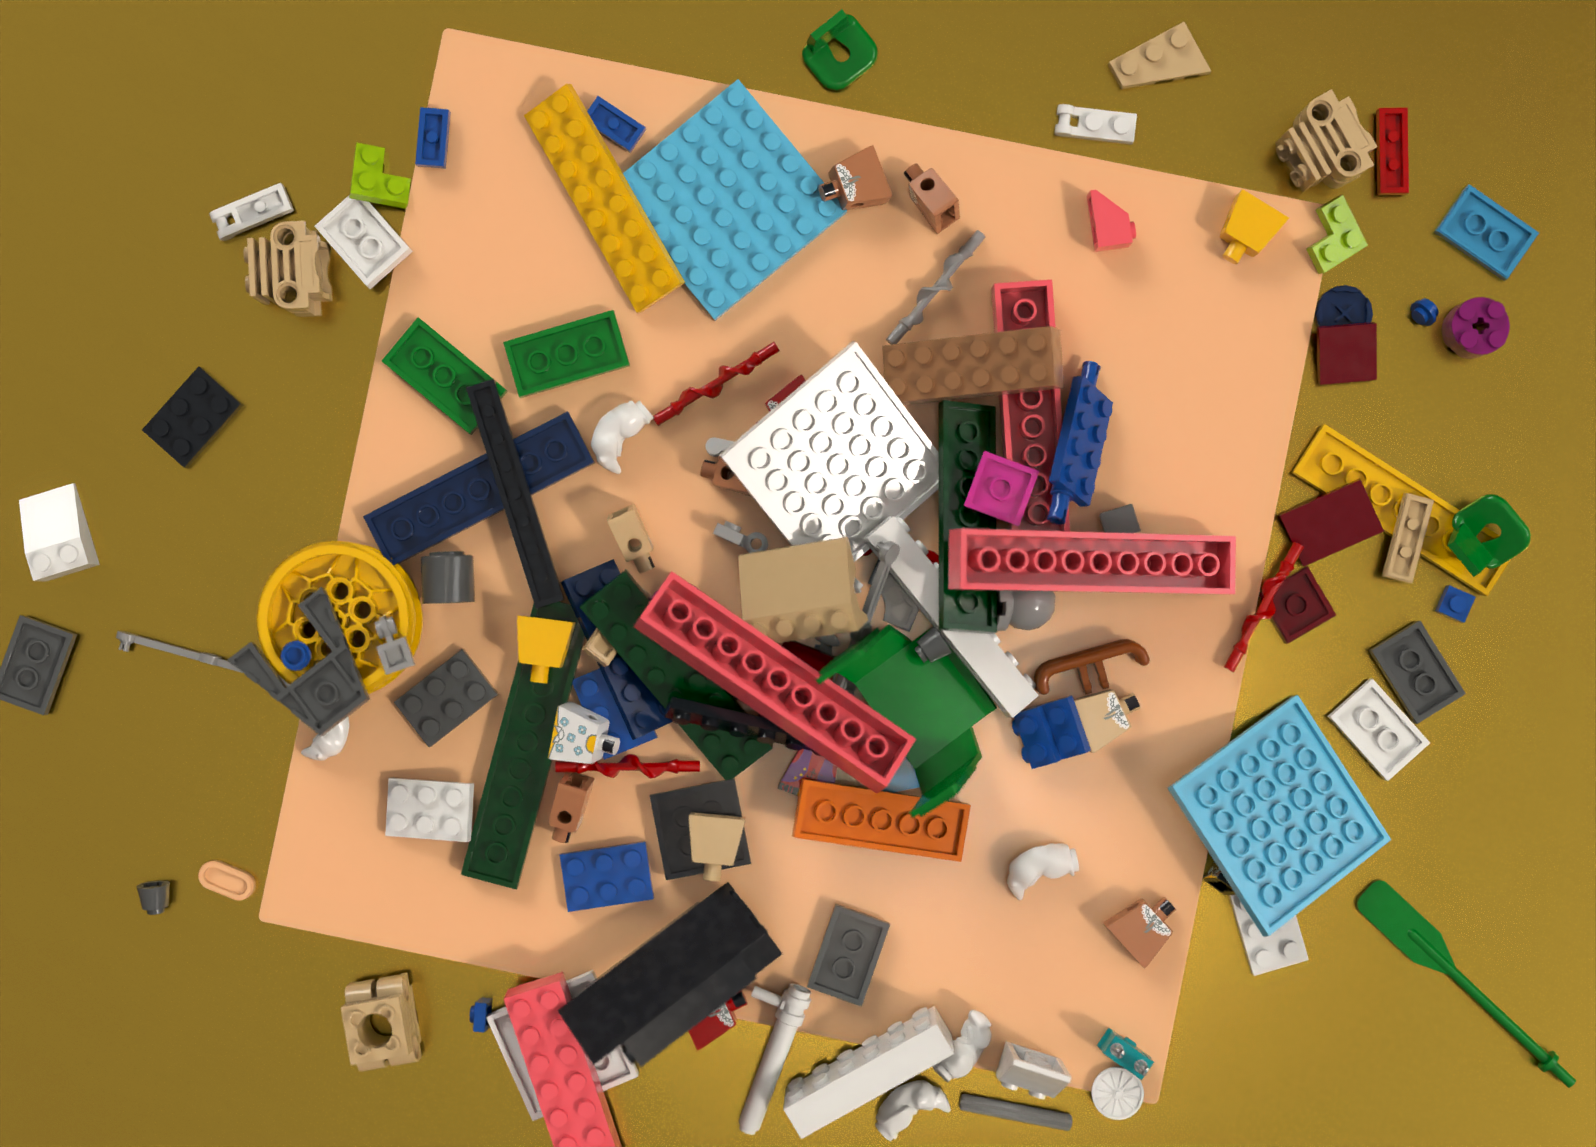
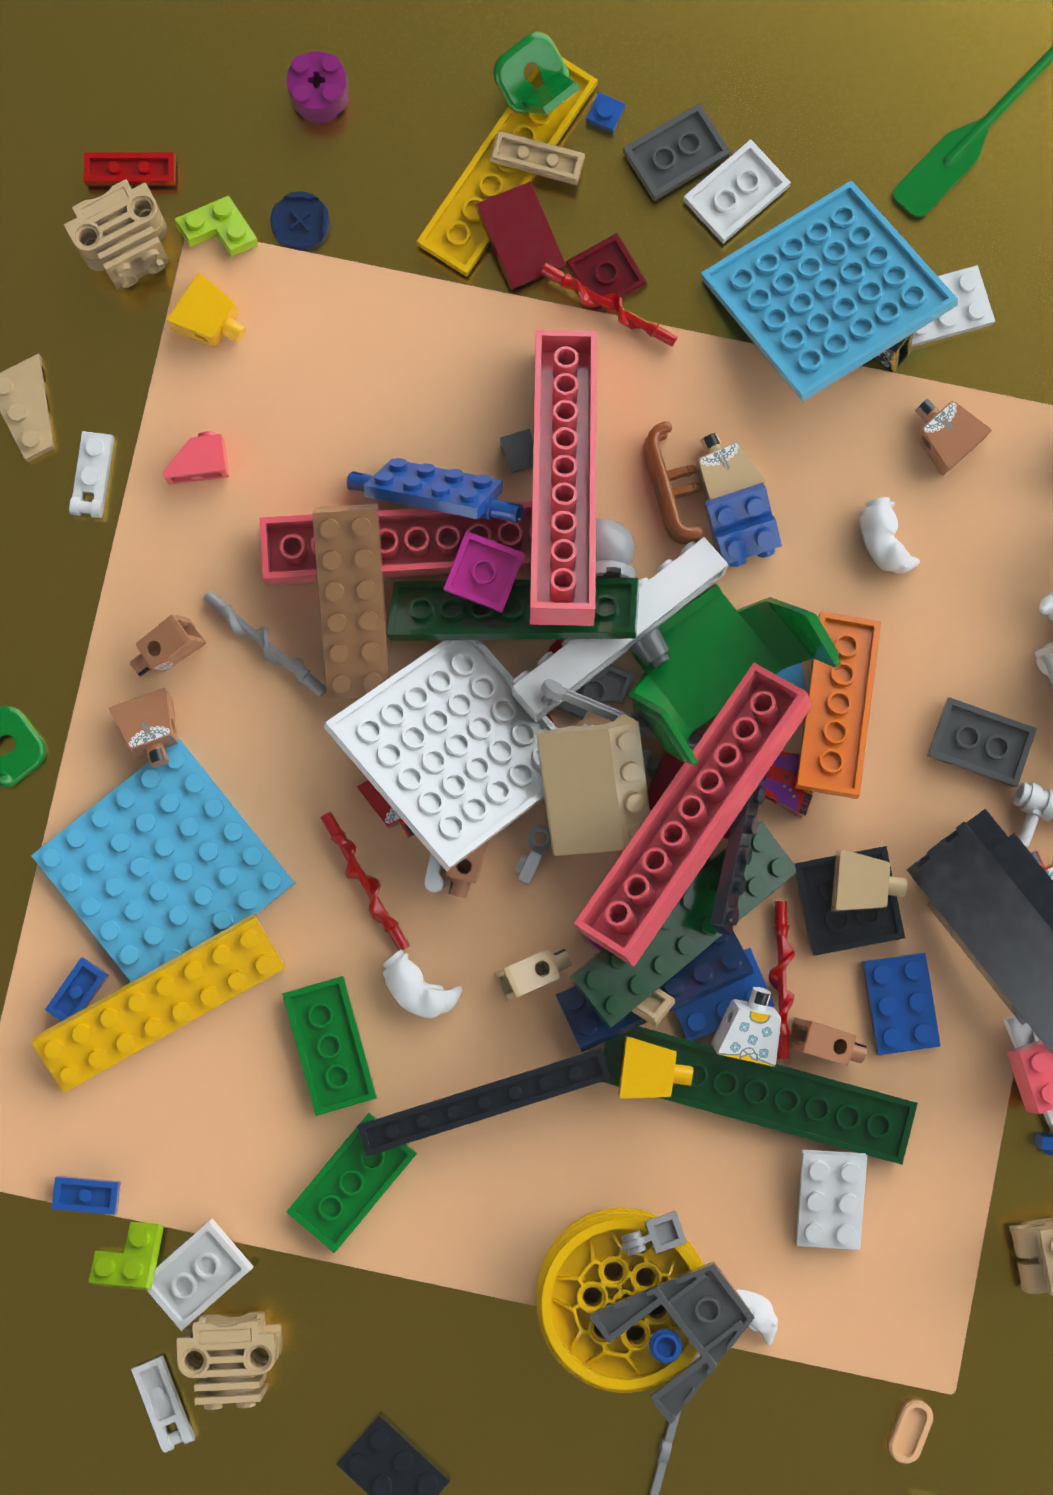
camera: 100 degrees left, 5 degrees down
(446, 698) = (708, 1181): dark grey plate -> none
(447, 578) = (577, 1178): dark grey piece -> none
(471, 492) = (481, 1150): dark blue plate -> none
(1347, 353) = (342, 217): dark red tile -> none
(1424, 312) = (300, 138): blue plate -> none
(1486, 232) = (217, 76): dark azure tile -> none

